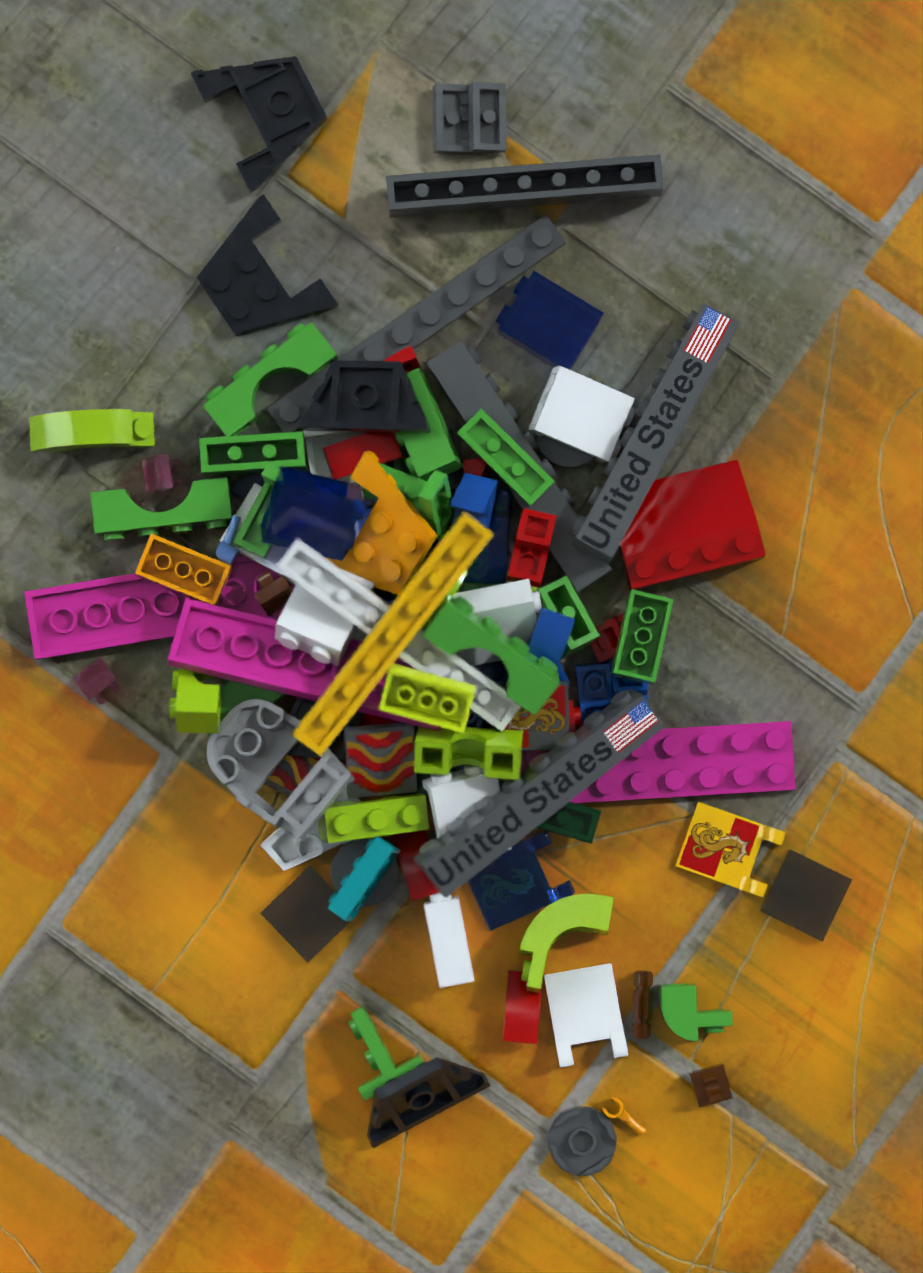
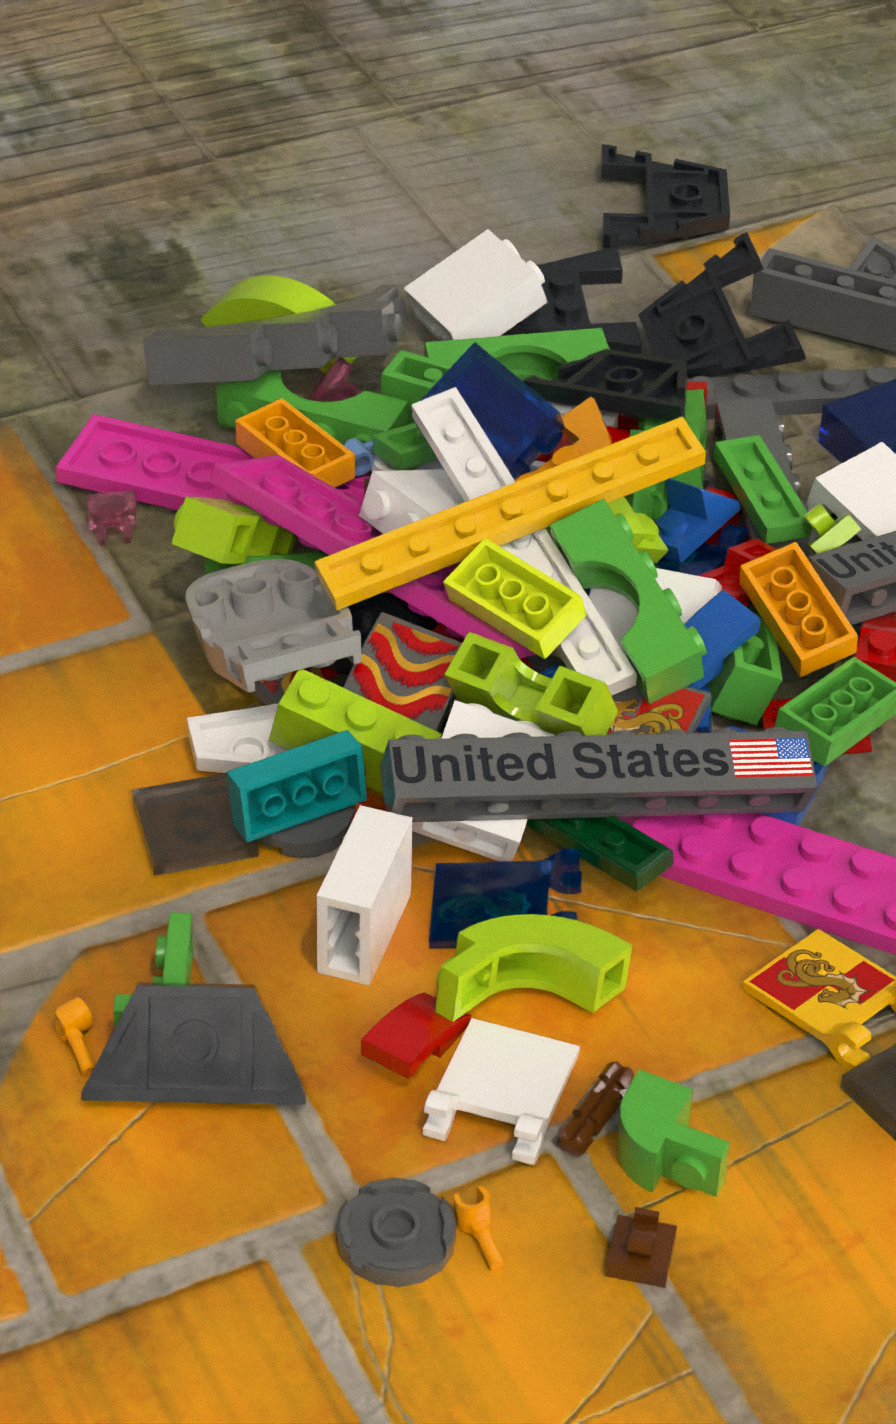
camera: 30 degrees right, 45 degrees down
(101, 510) = (294, 341): none -> dark grey arch
(205, 326) = (477, 291): none -> white brick
(334, 1100) = (71, 1021): none -> light orange hand
(372, 279) = (699, 327): none -> black wing
(573, 490) = (830, 533): none -> lime tile
(585, 578) = (798, 609): none -> light orange piece

